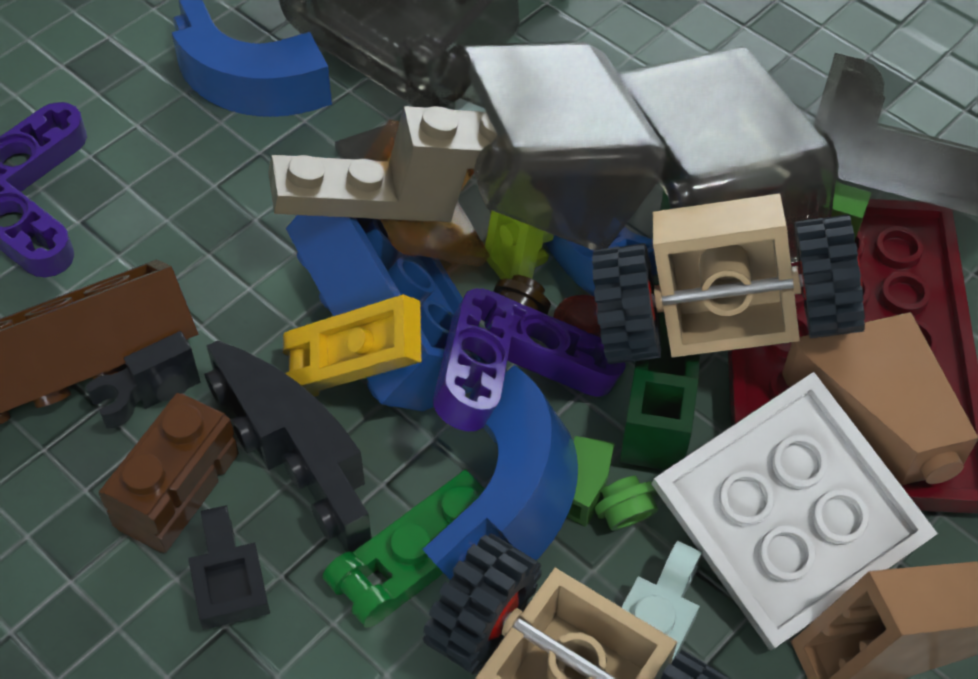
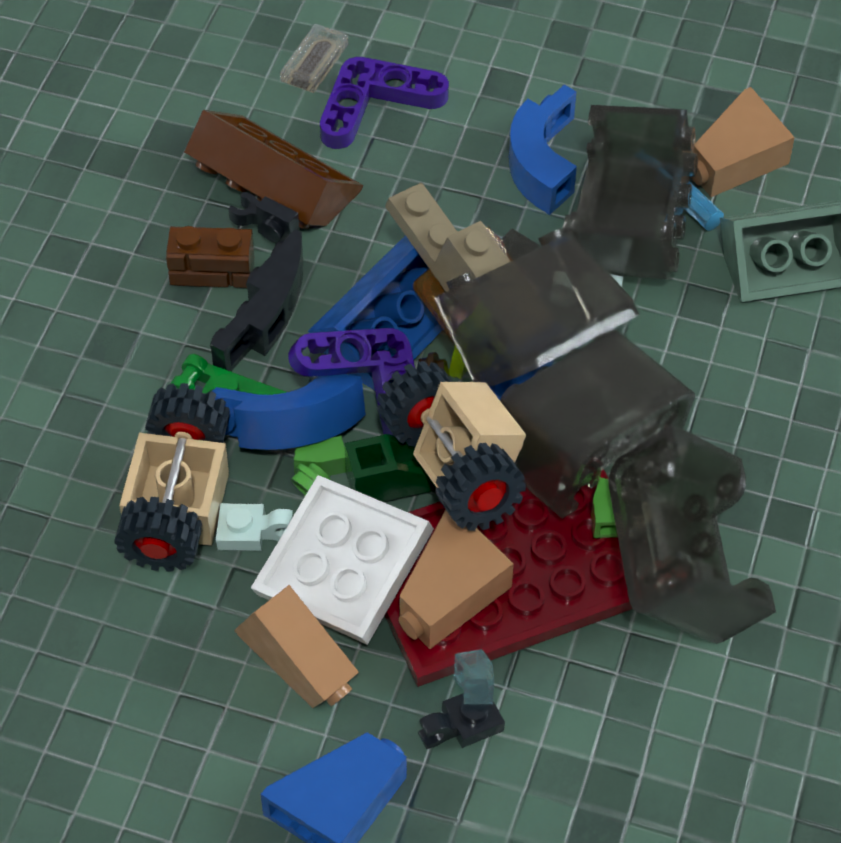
camera: 65 degrees right, 0 degrees up
(228, 577) = (164, 314): black plate -> none
(355, 344) = (329, 295): yellow plate -> none

